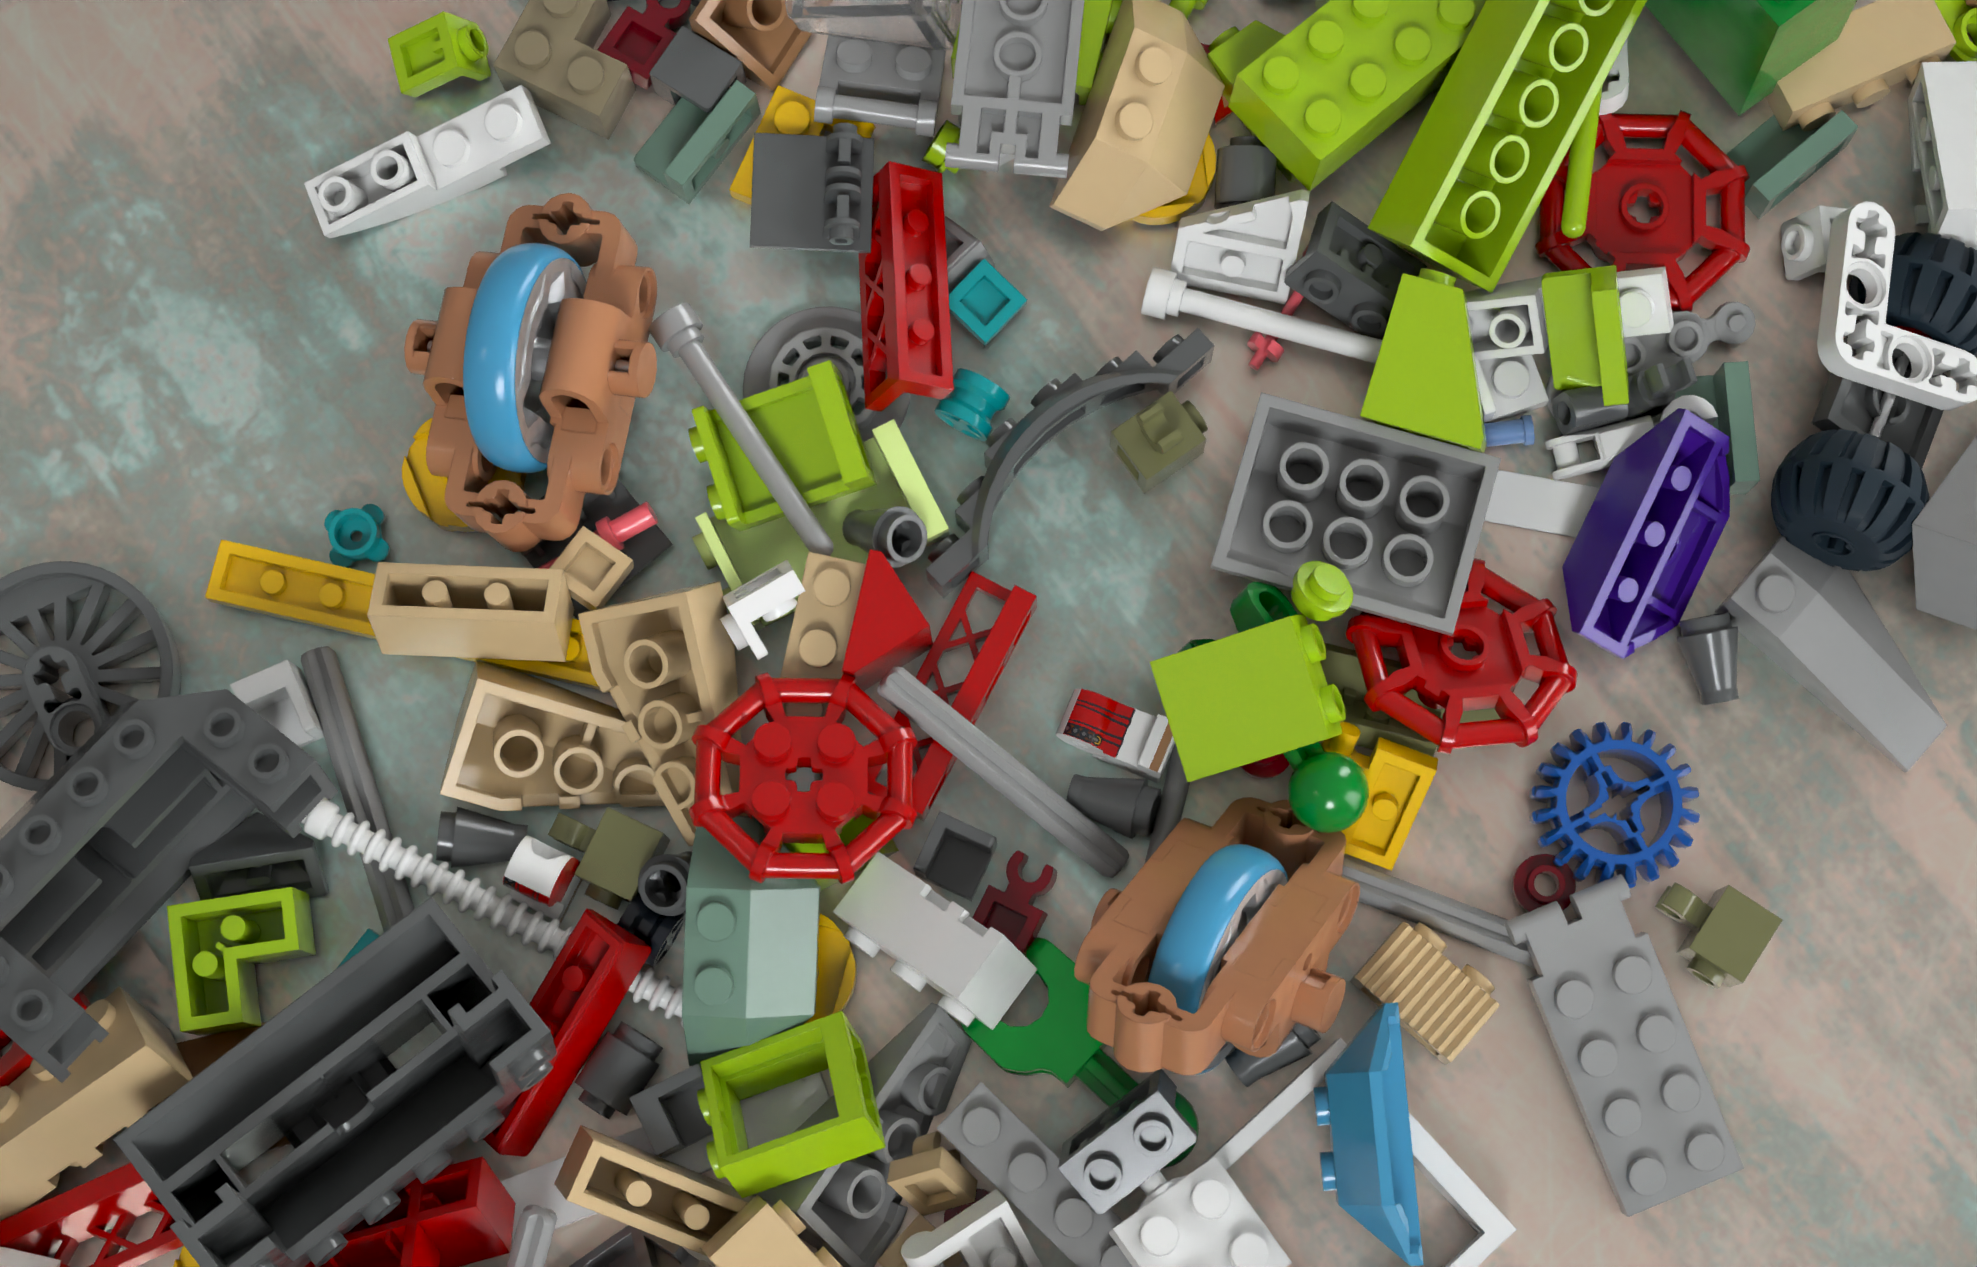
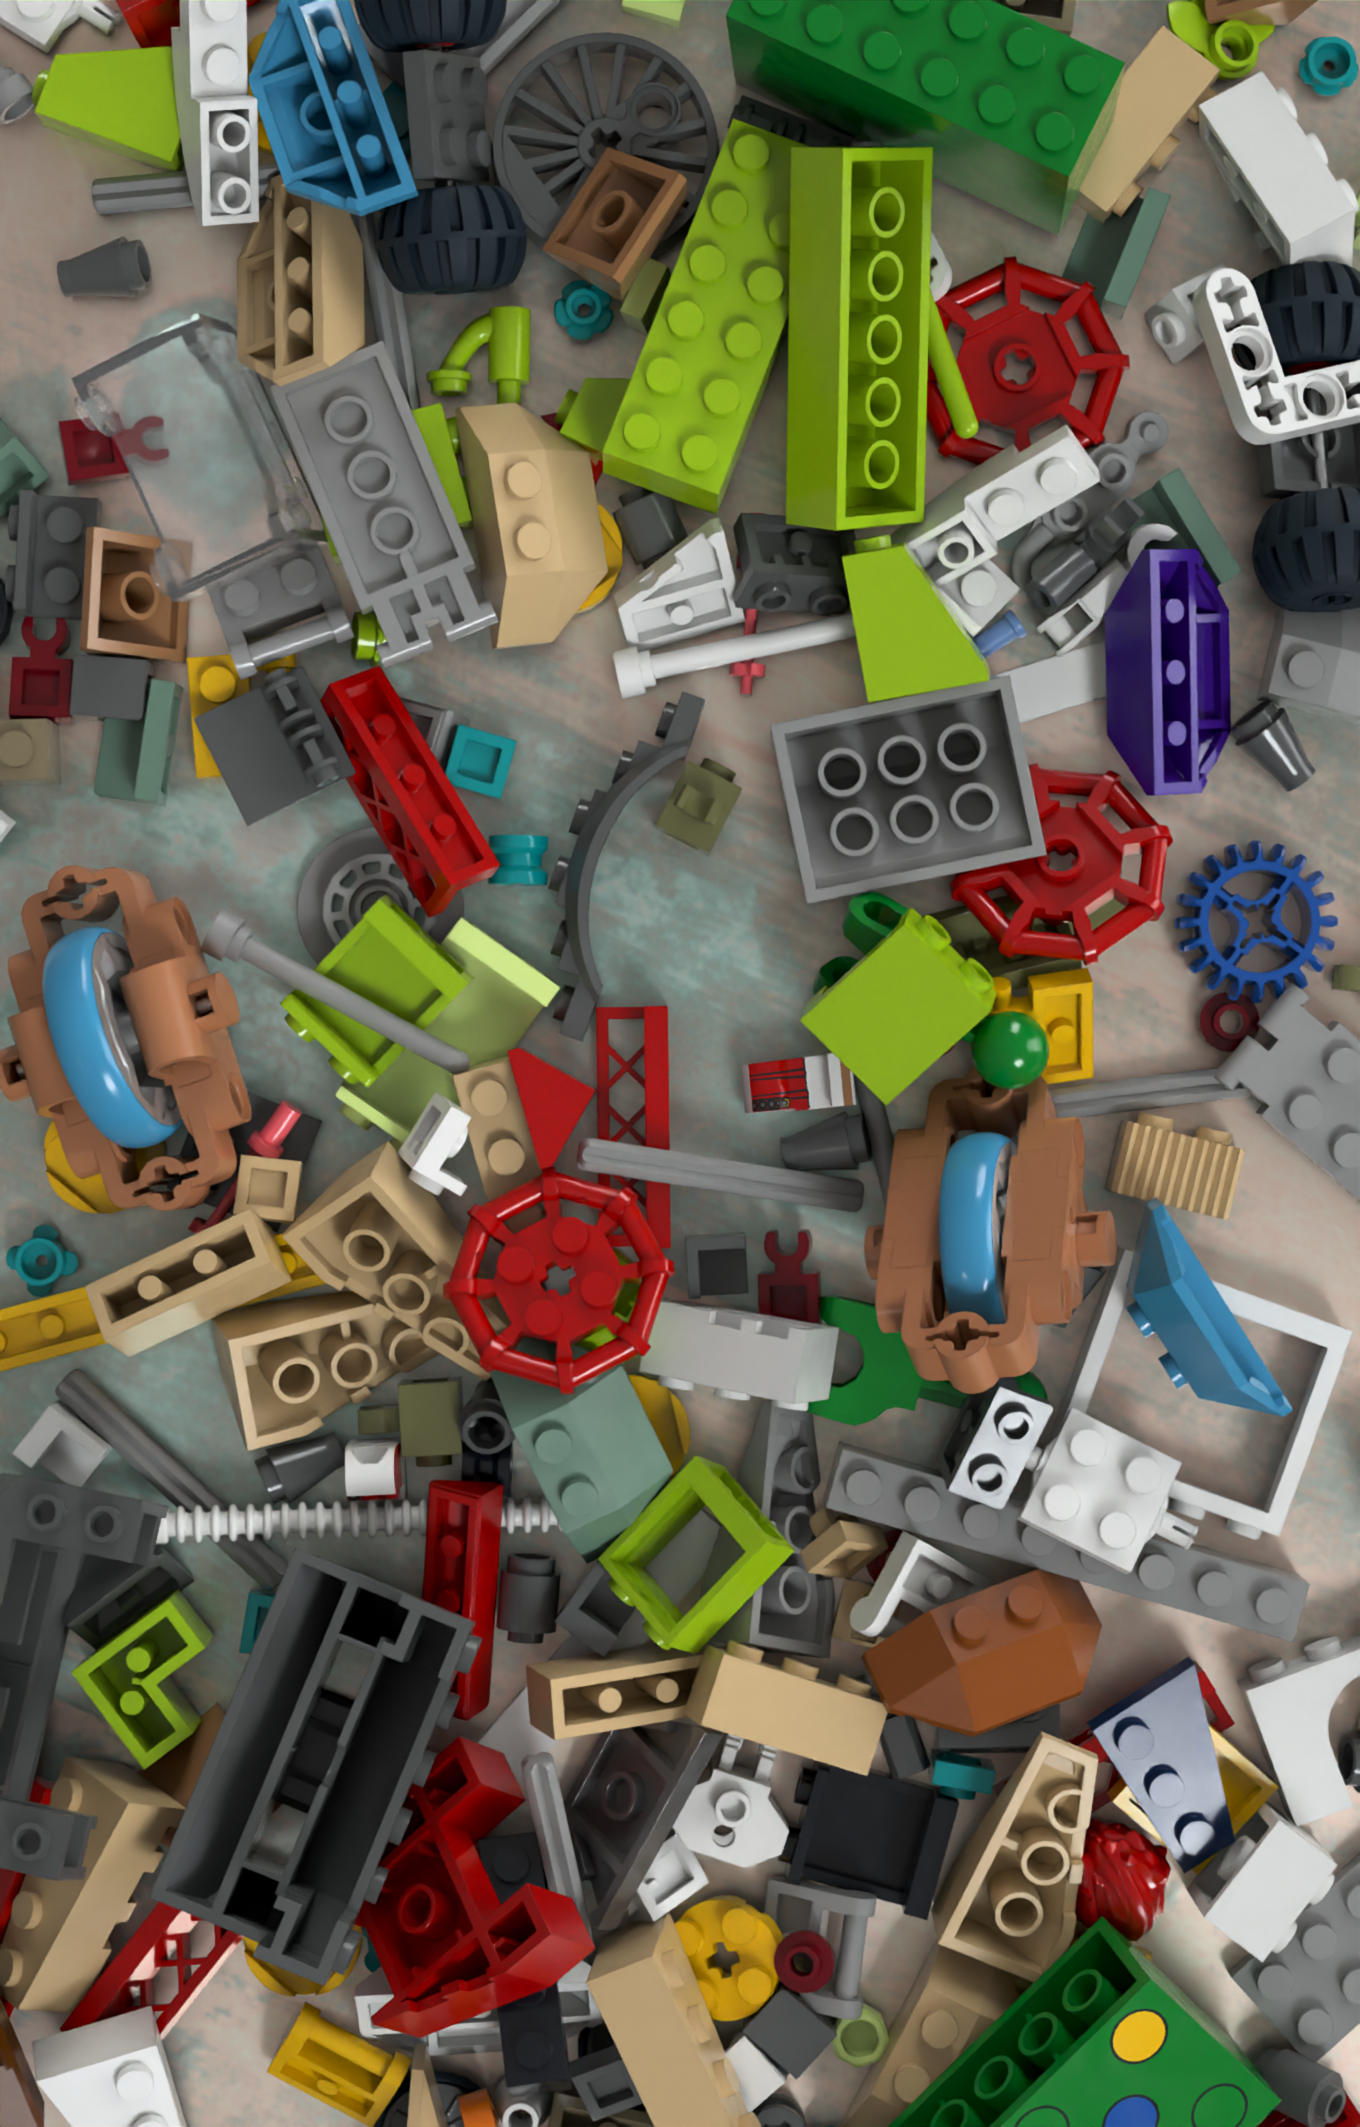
camera: 30 degrees left, 10 degrees up
(891, 530) = (509, 1021): dark grey cone -> none
(1321, 591) = (916, 880): lime plate -> none
(1586, 331) = (1028, 520): lime panel -> none

